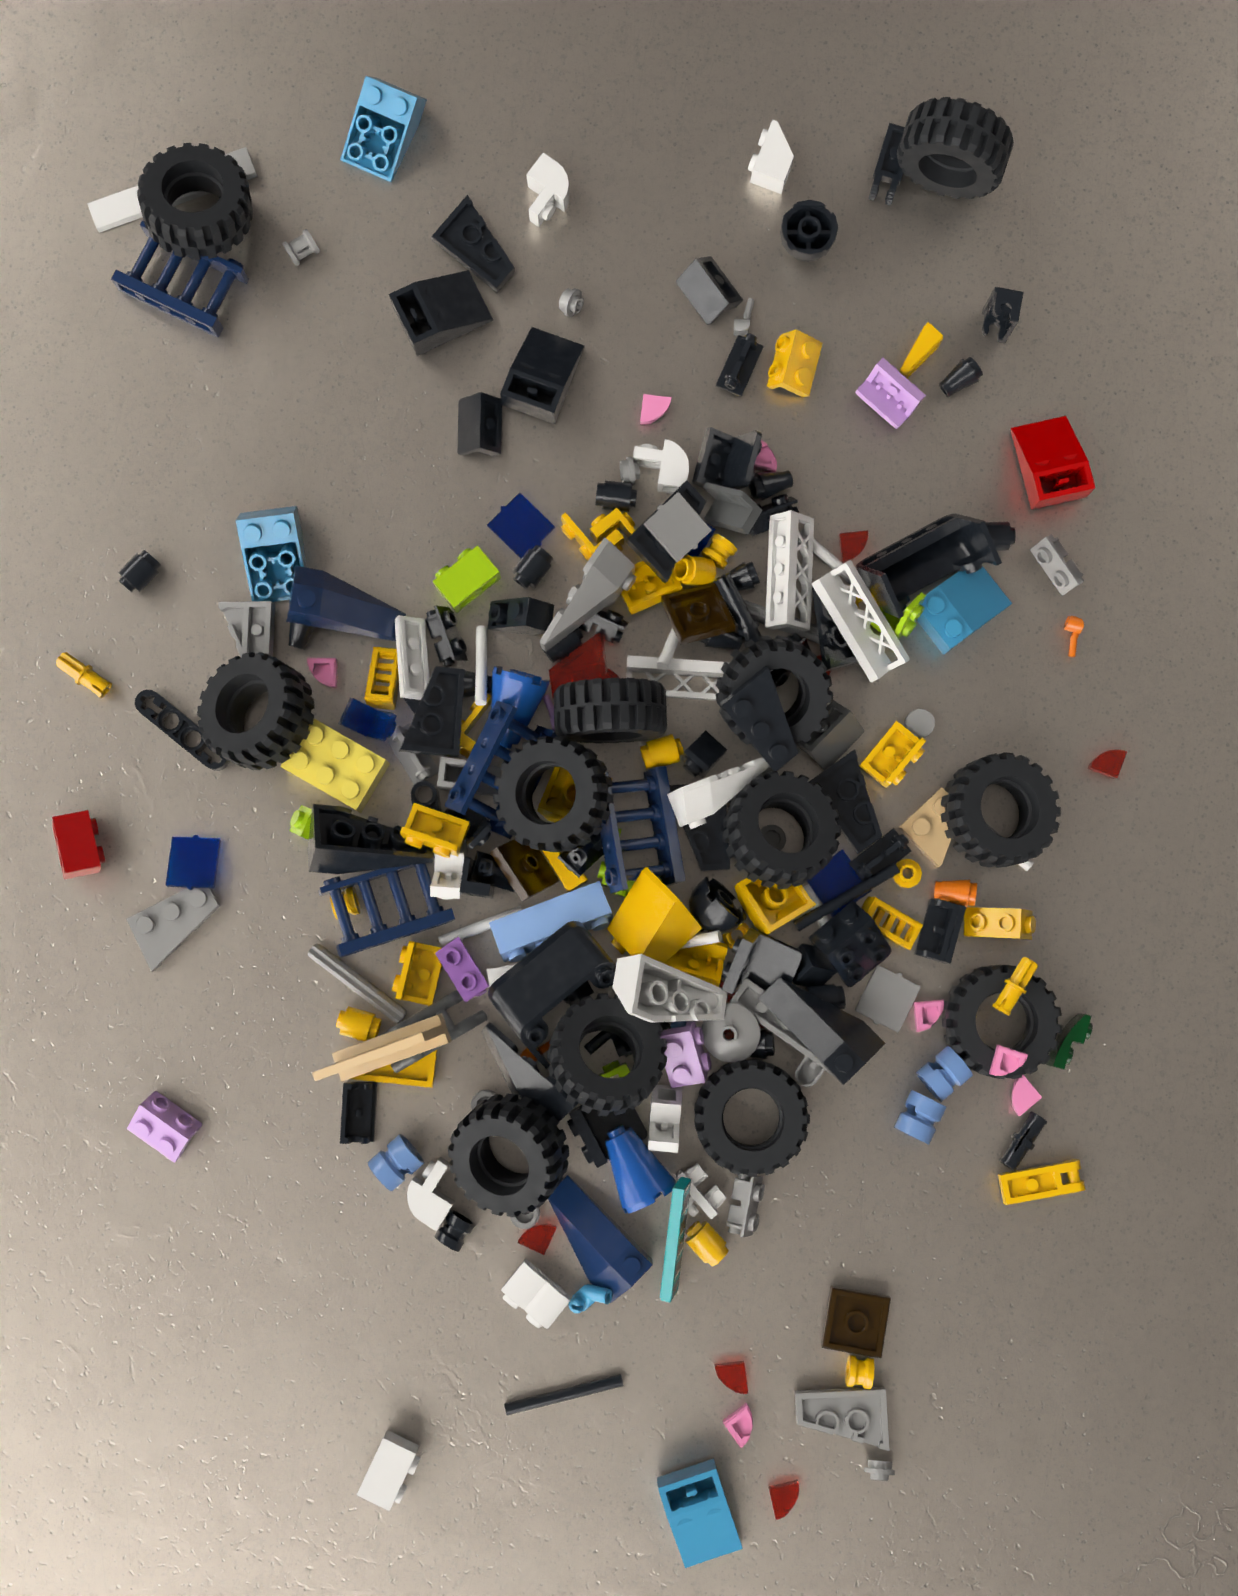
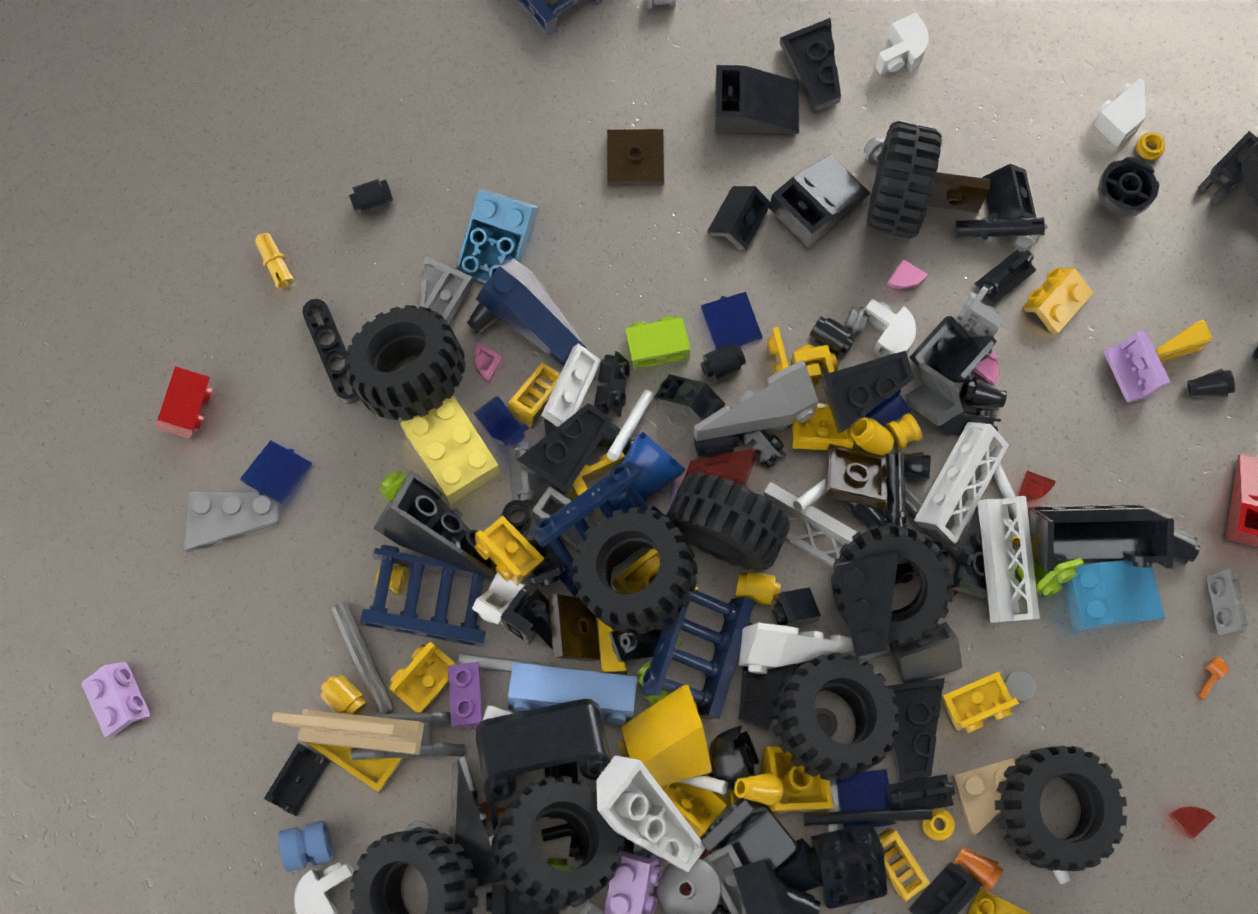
camera: 30 degrees right, 10 degrees down
(358, 415) = (635, 157): none -> dark brown plate
(611, 323) = (904, 179): none -> black tyre
(660, 309) = (959, 192): none -> dark brown plate
(677, 527) = (875, 387): light grey piece -> none
(714, 323) = (1000, 227): none -> black pin
(736, 419) = (978, 318): none -> light grey bracket
(749, 922) = (760, 788): none -> yellow cone
(813, 172) = (1154, 140): none -> yellow plate

